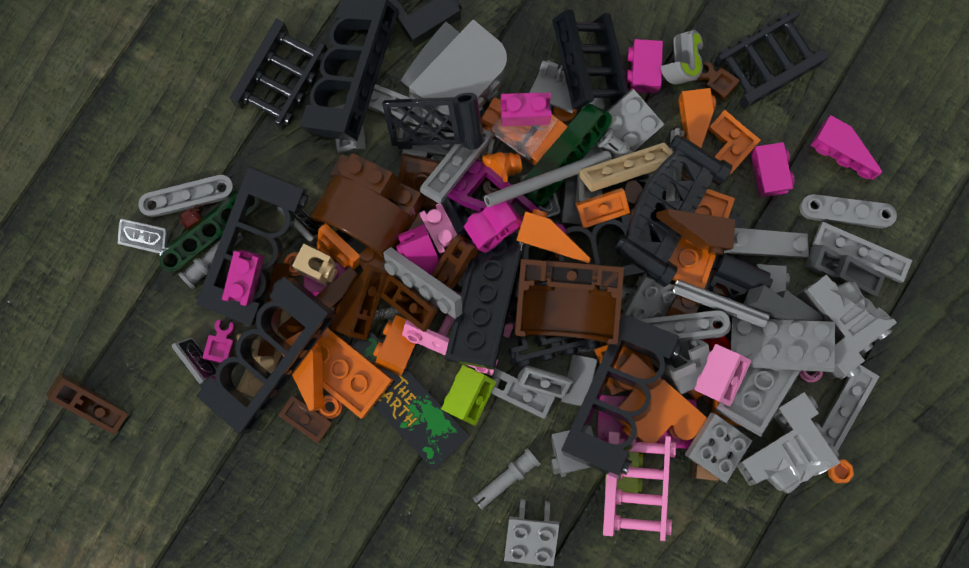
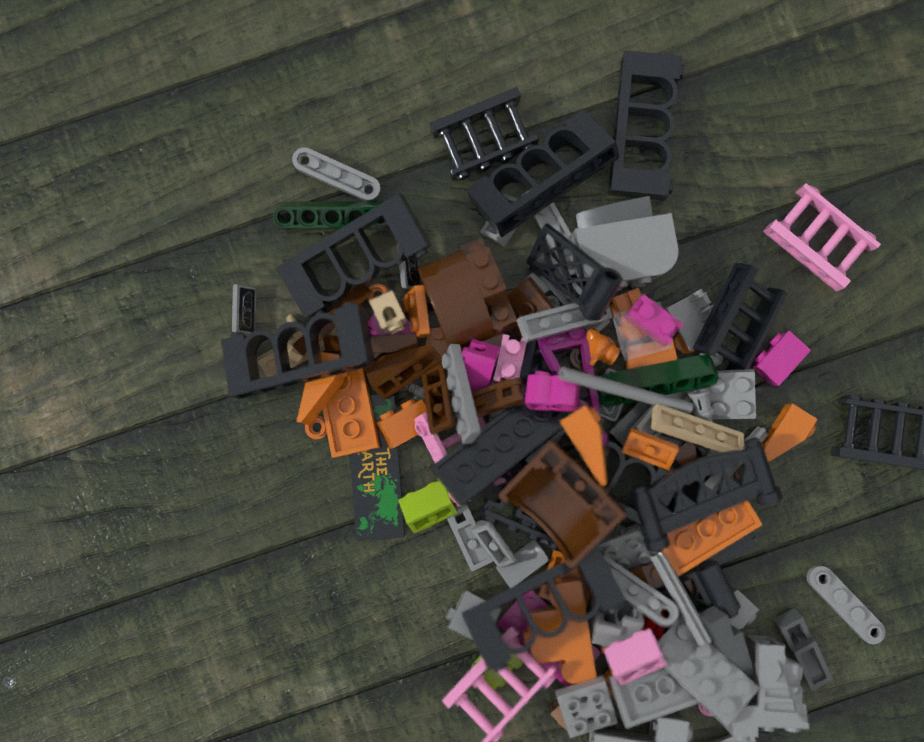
camera: 45 degrees right, 5 degrees up
(86, 403) = (136, 276): reddish brown slope -> none
(142, 236) = (279, 179): slope -> none
(190, 217) = (326, 194): clear red plate -> none
(201, 266) = (305, 239): light grey pin -> none
(219, 346) = (269, 313): dark pink plate -> none
(243, 277) = (327, 277): dark pink brick -> none
(306, 421) = (291, 431): reddish brown plate -> none
(515, 471) = (416, 592): light grey pin -> none
(530, 539) = (386, 655): light grey plate -> none
(687, 60) = (819, 378): light grey animal -> none
(702, 230) = (713, 532): reddish brown slope -> none
(720, 82) = (829, 420): reddish brown plate -> none
(735, 136) = (805, 474): orange plate -> none
(770, 243) = (757, 578): light grey plate -> none
(772, 169) = (812, 523): dark pink brick -> none
(845, 146) = (888, 553): dark pink slope -> none
(874, 256) = (832, 649): light grey plate -> none

